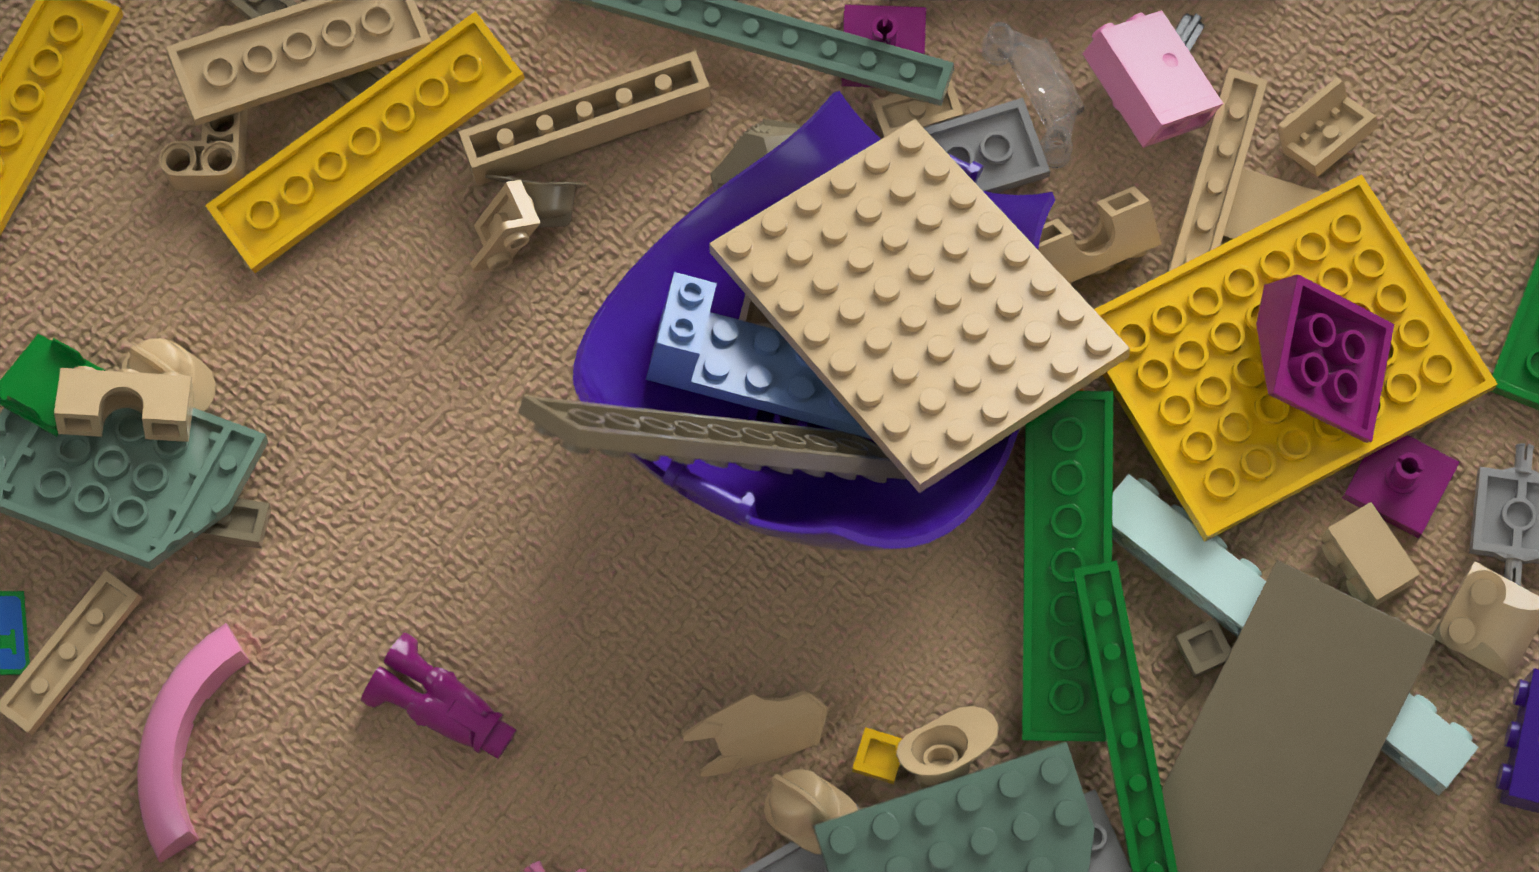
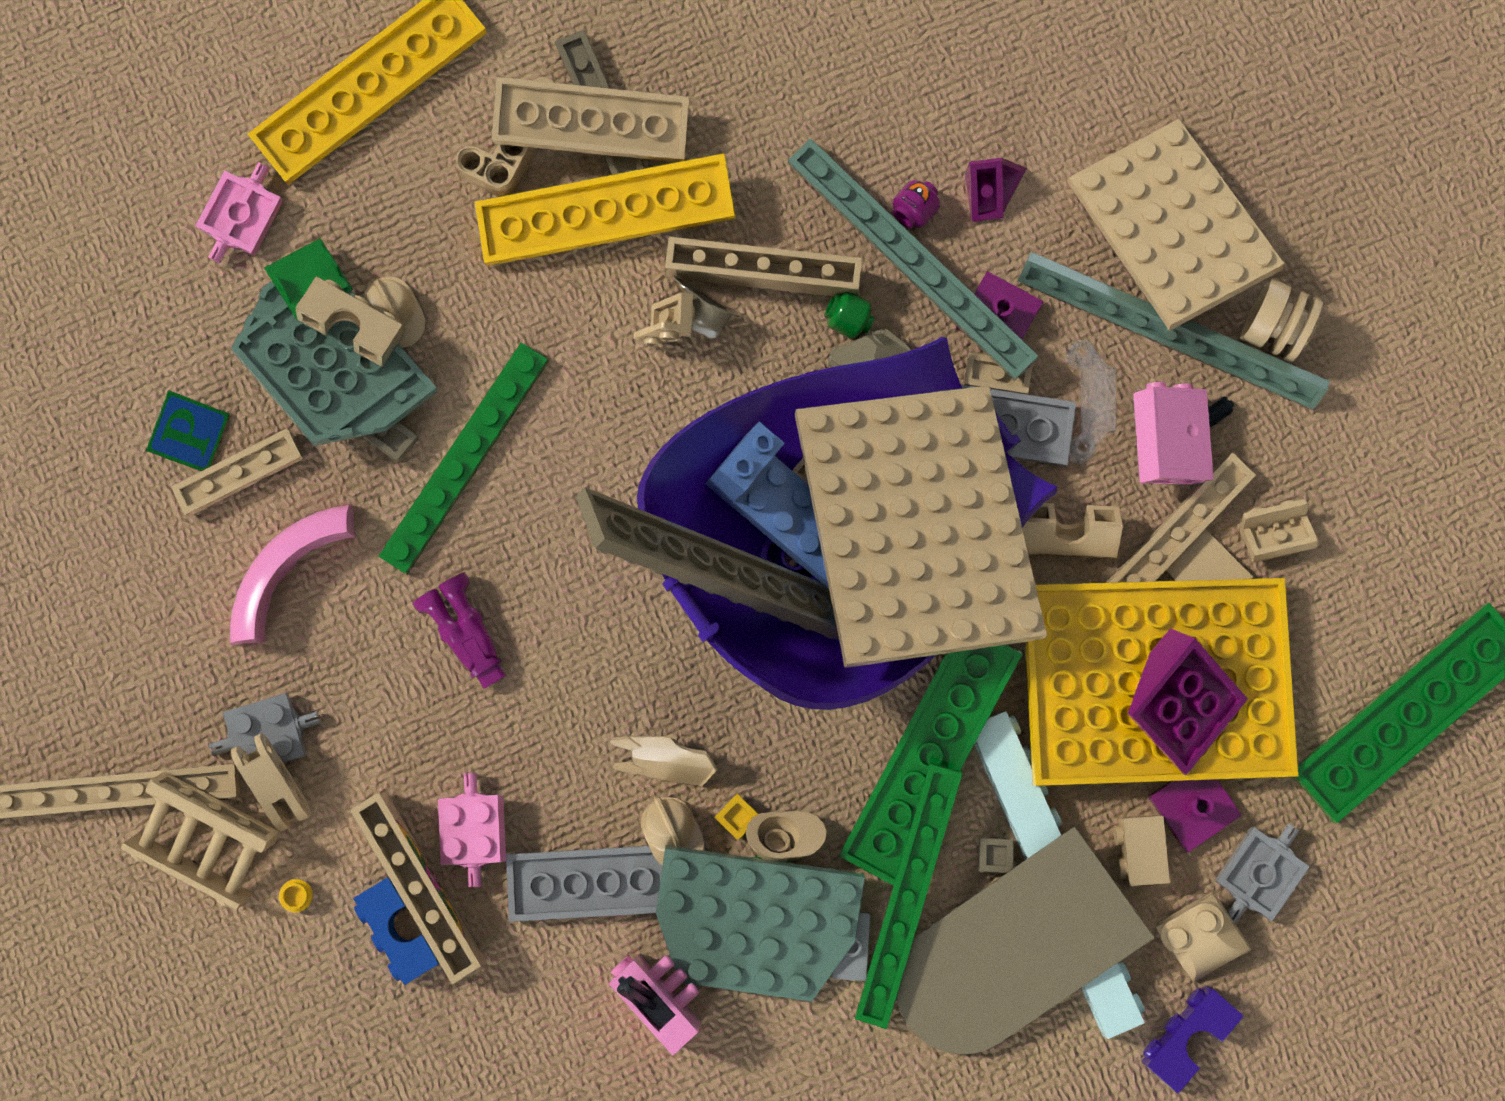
camera: 30 degrees right, 10 degrees up
(337, 507) = (463, 458): none -> green plate
(711, 125) = (849, 315): none -> green head

